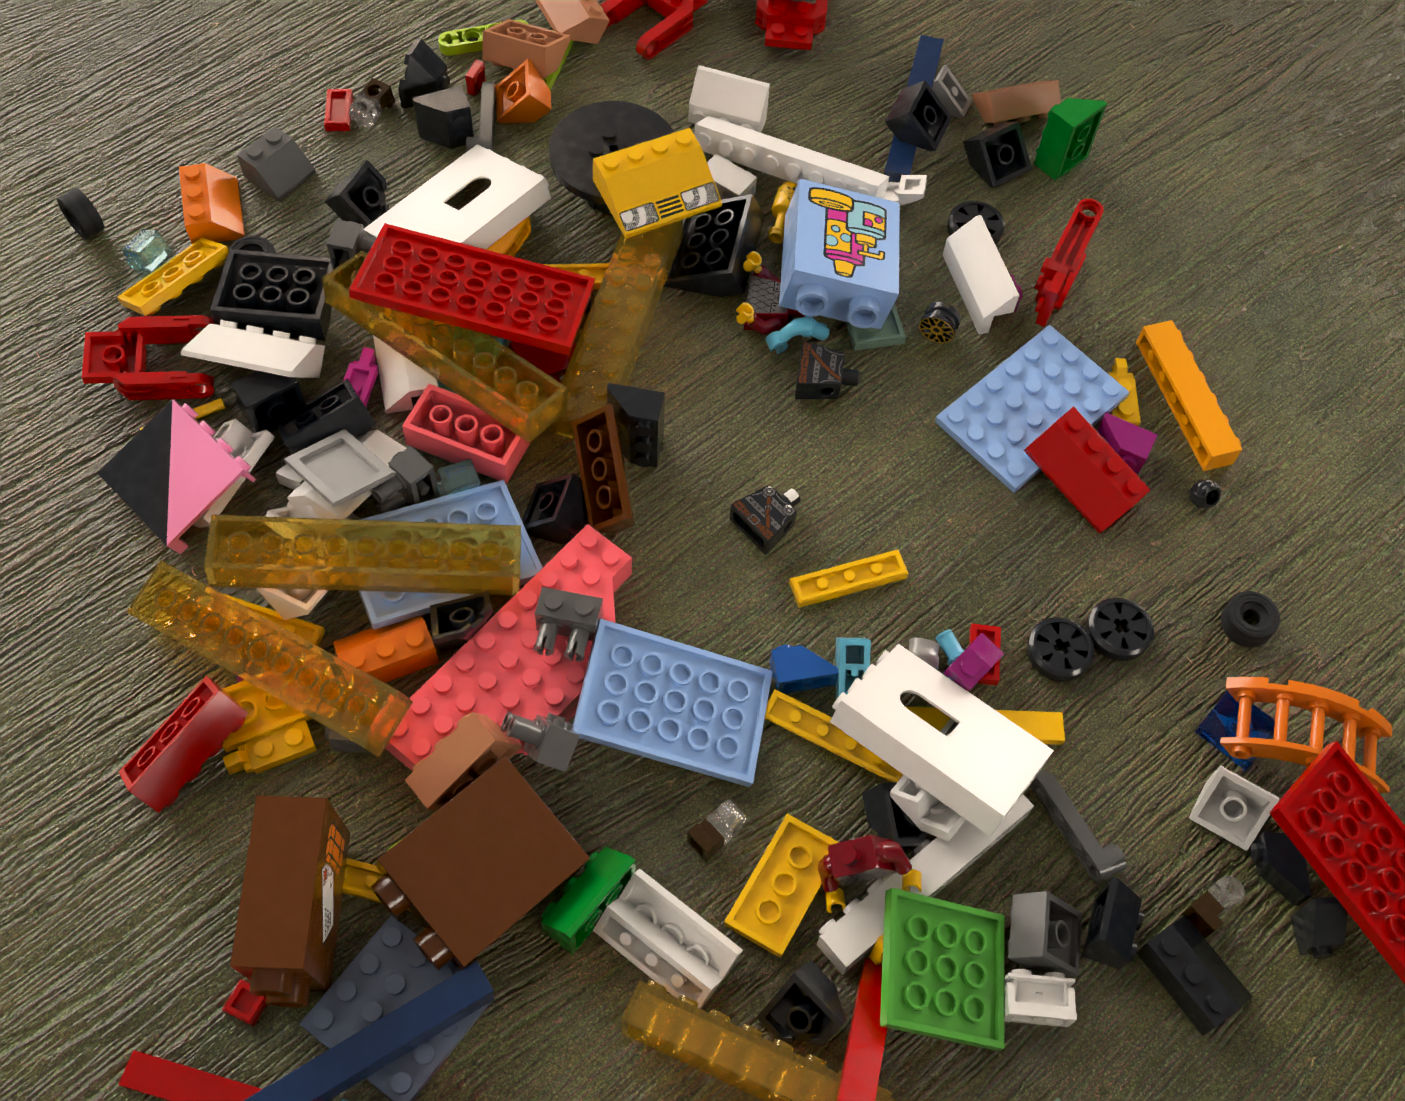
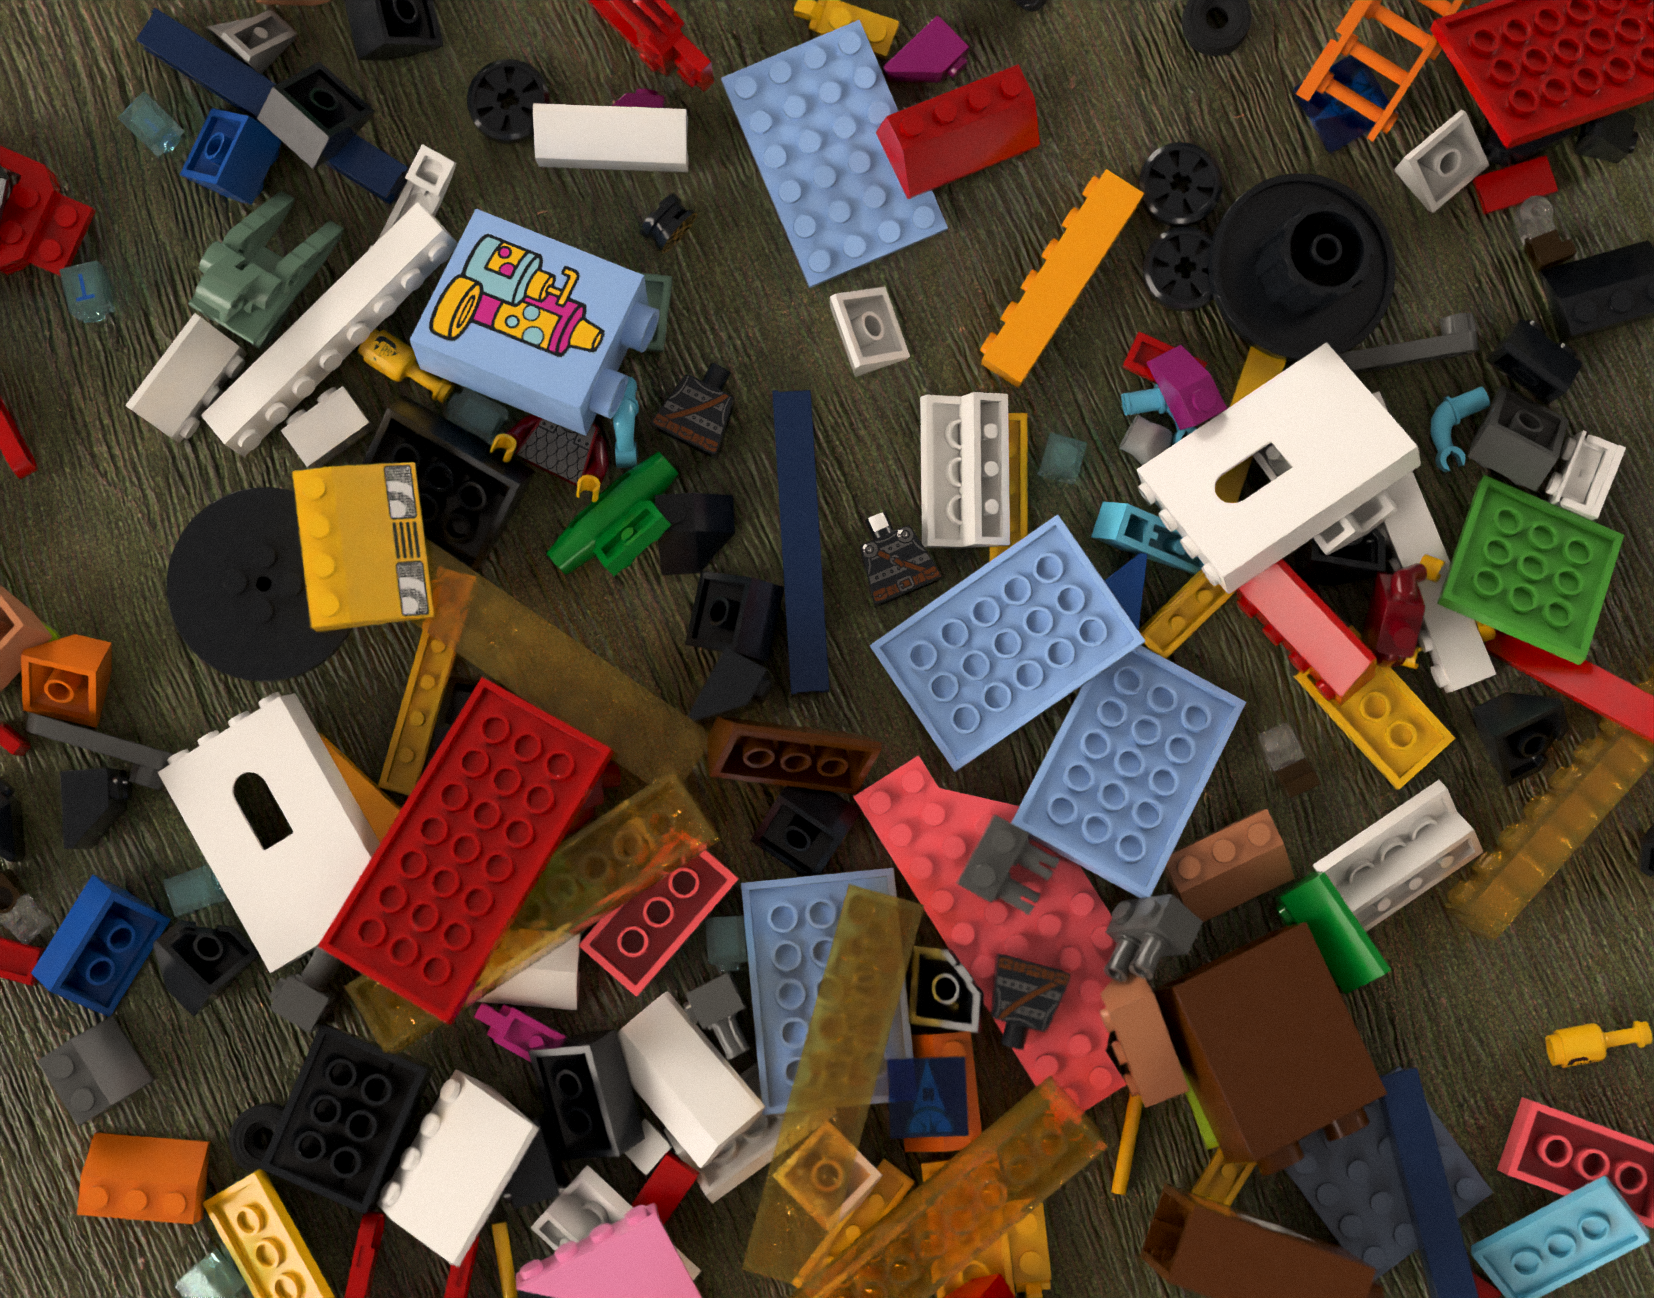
camera: 65 degrees left, 25 degrees up
(265, 491) = (667, 1186): none -> red tile
(339, 467) = (689, 1092): light grey piece -> none
(346, 145) = (100, 946): none -> blue slope
(375, 627) = (928, 1097): none -> clear blue tile
(376, 798) = (1127, 1145): none -> yellow bar
(404, 181) = (194, 891): none -> clear light blue brick
(469, 666) = (1025, 997): none -> torso
(618, 805) = (1229, 866): none -> nougat slope
(692, 431) = (734, 615): none -> black slope
(734, 342) = (619, 522): none -> green plate
(736, 598) = (1007, 643): none -> light blue plate
(741, 389) = (697, 530): none -> black slope
(755, 455) = (800, 542): none -> dark blue tile
(761, 53) = (87, 291): none -> clear light blue brick
(770, 250) = (476, 415): none -> clear light blue brick
(809, 120) = (249, 284): none -> sand green piece
(824, 803) = (1308, 631): none -> slope
(849, 542) = (965, 471): none -> white slope
(872, 100) = (232, 155): none -> blue slope
(874, 59) = (151, 125): none -> clear light blue brick
(885, 601) = (1062, 458): none -> clear light blue brick
(921, 455) = (868, 329): none -> white slope
(1015, 567) = (1062, 277): none -> light orange brick
(1037, 872) = (1448, 415): none -> medium azure piece
(1106, 728) = (1301, 266): none -> black piece
(1233, 861) = (1514, 185): none -> red tile

